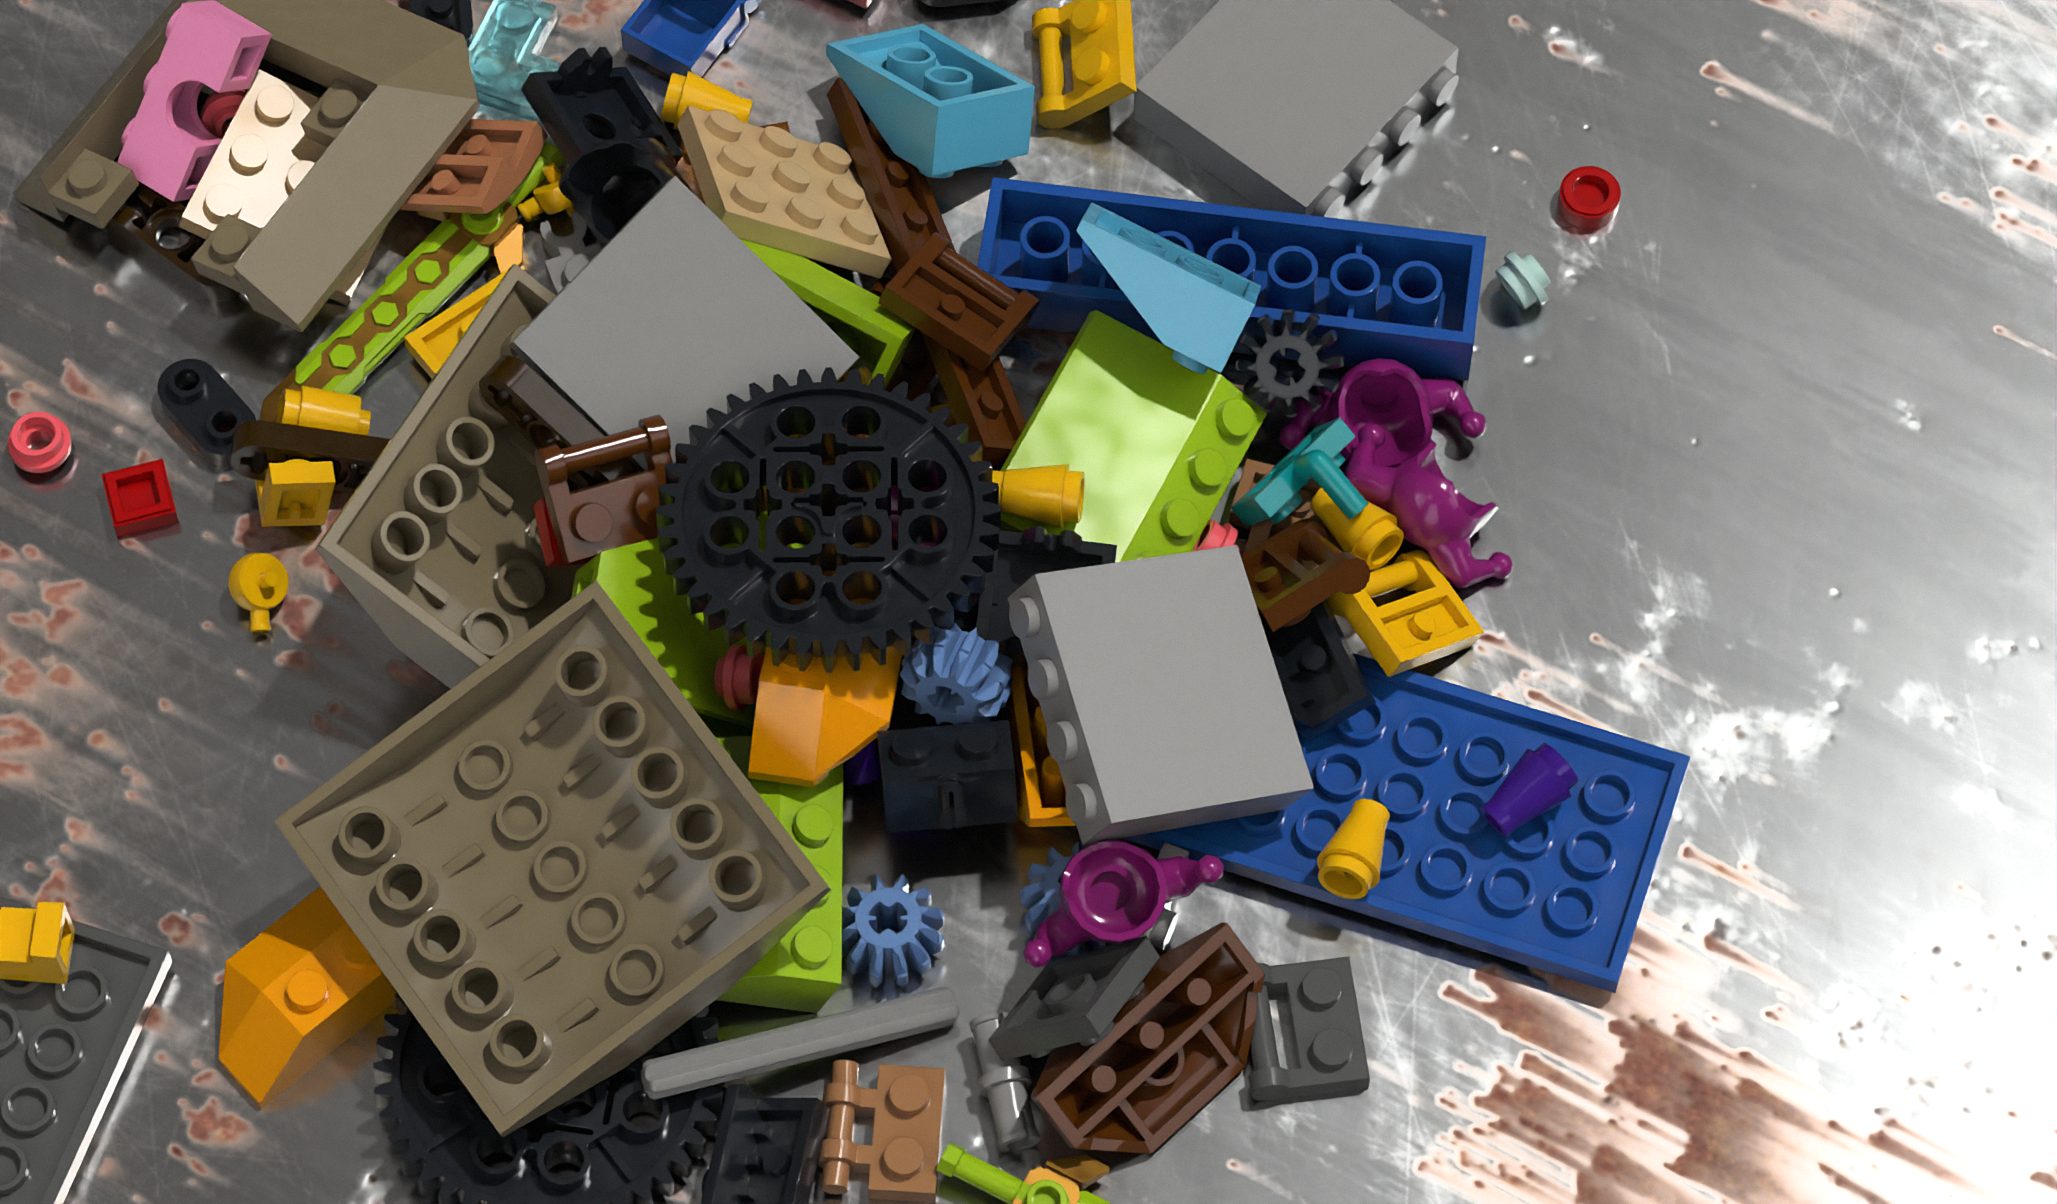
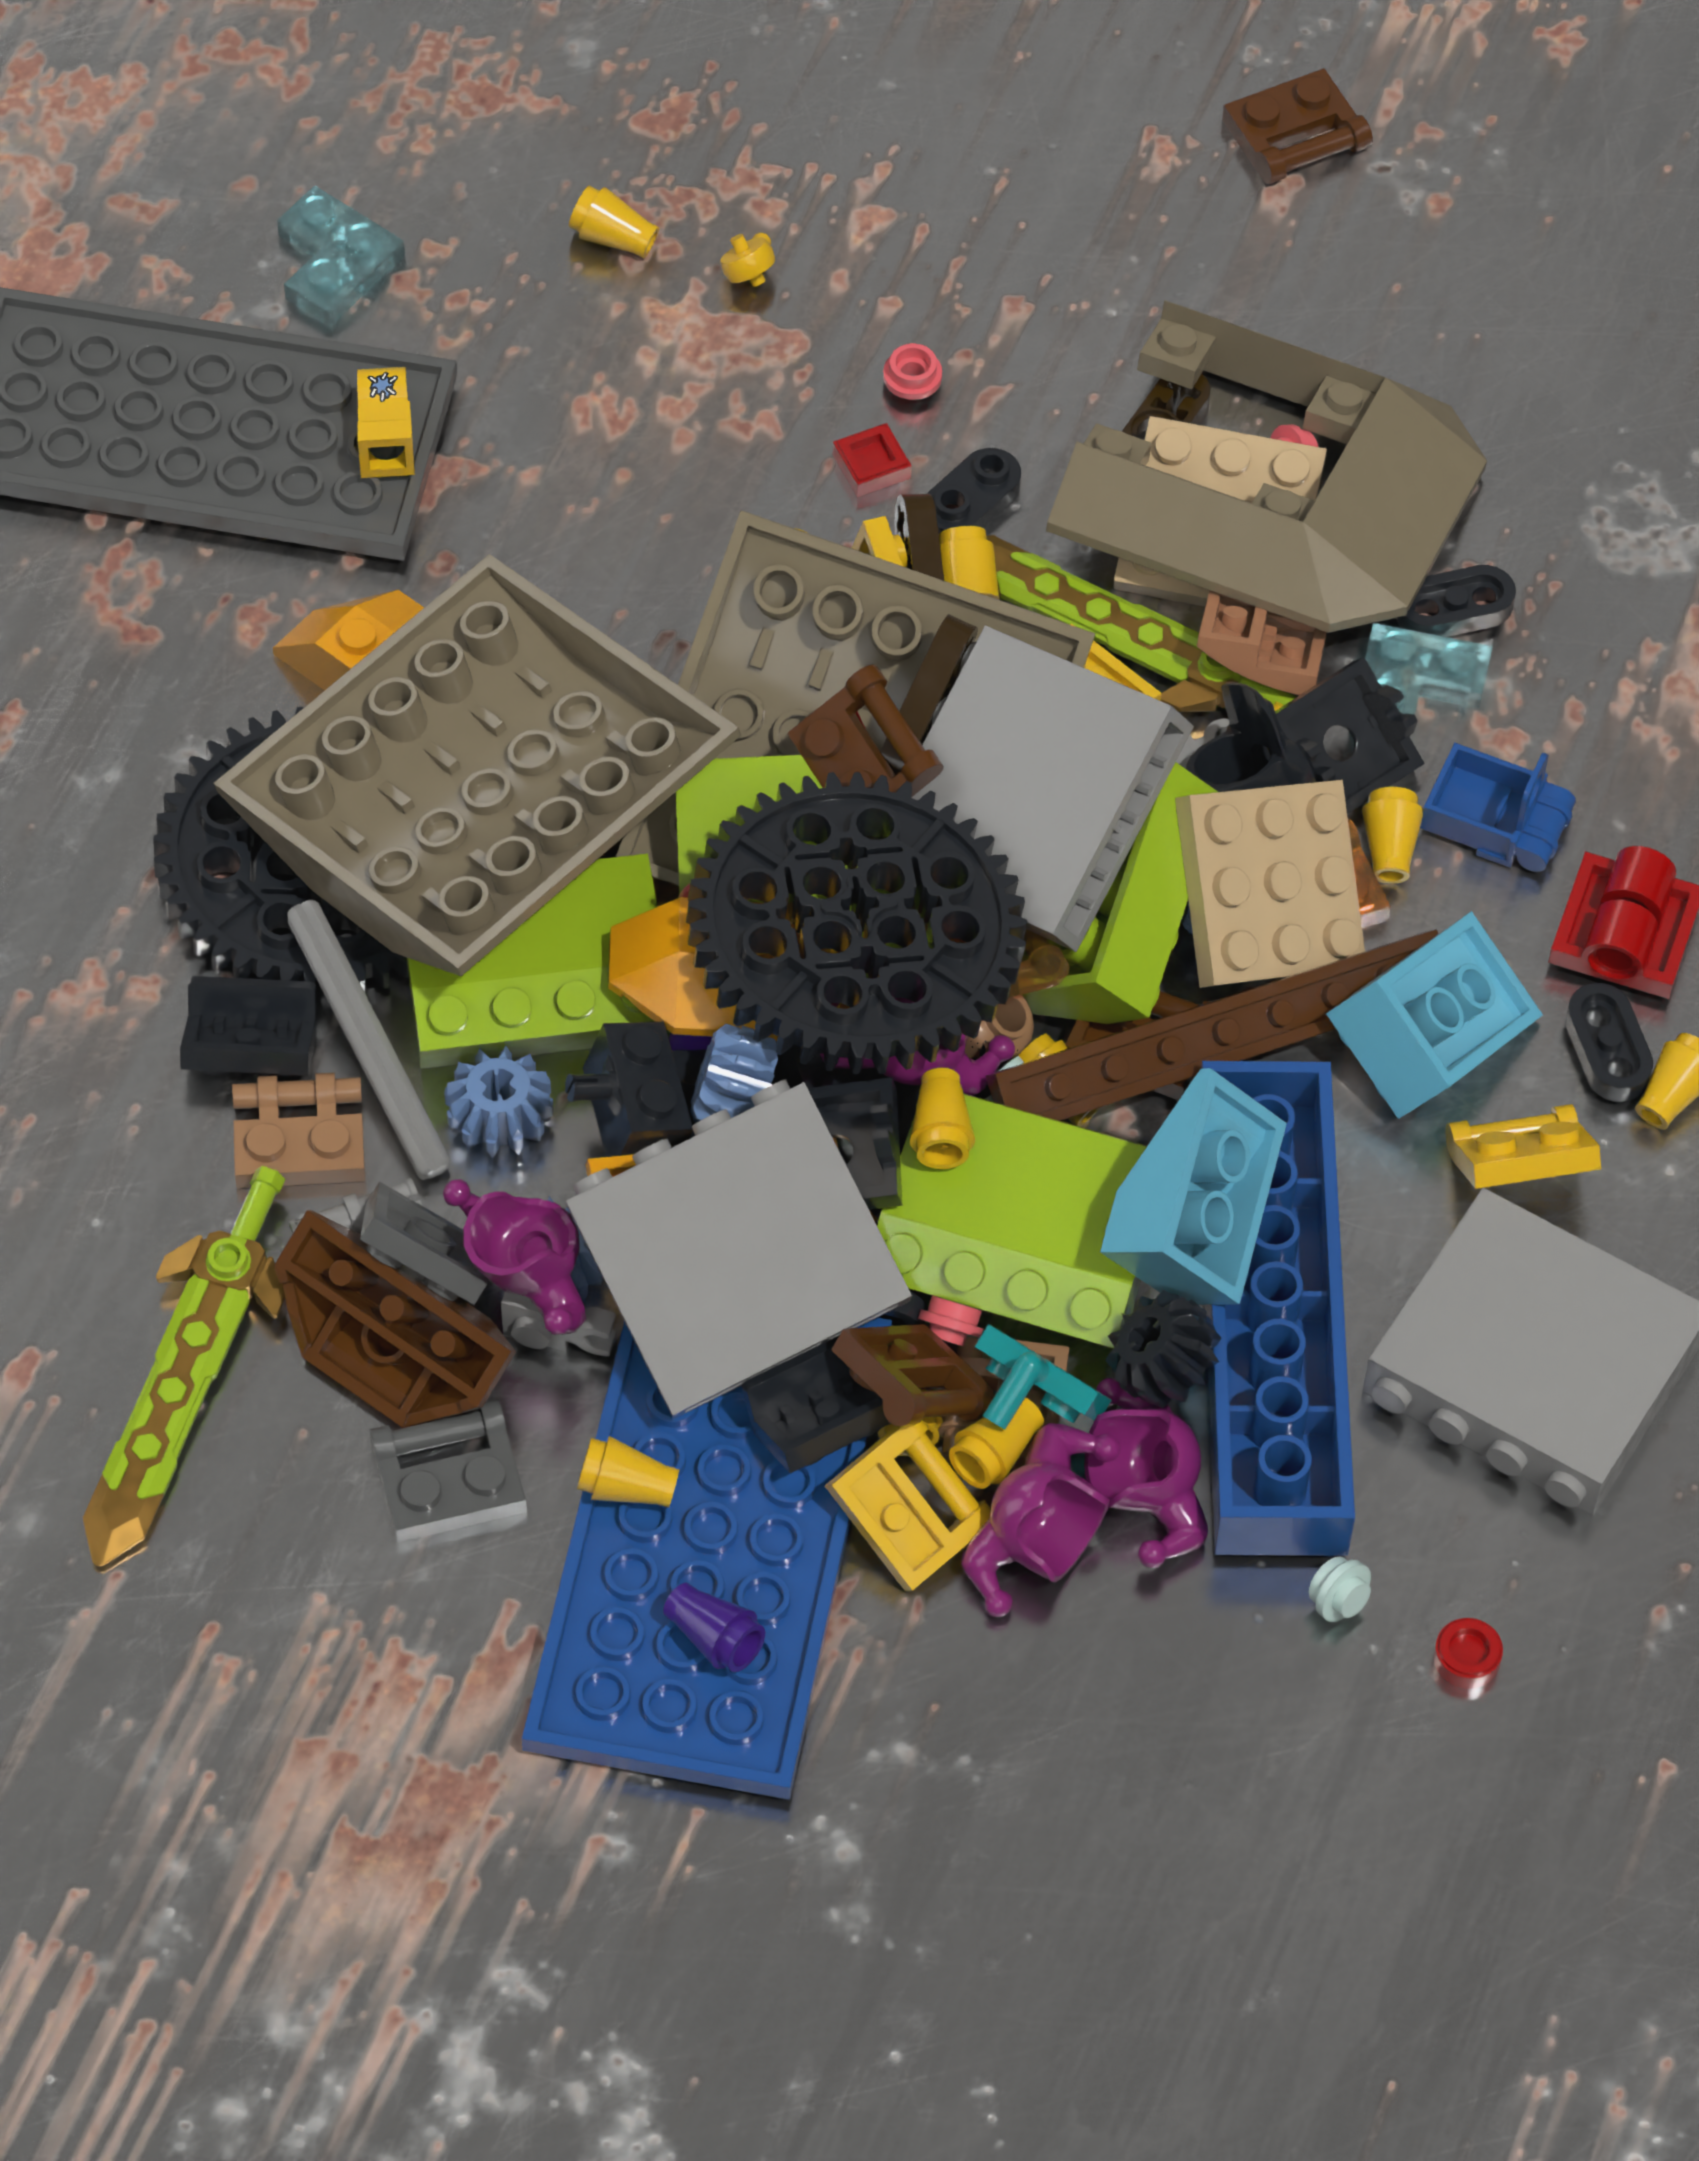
camera: 80 degrees right, 5 degrees down
(166, 138) = (1305, 387): bright pink arch -> none
(957, 302) = (1147, 1026): reddish brown plate -> none

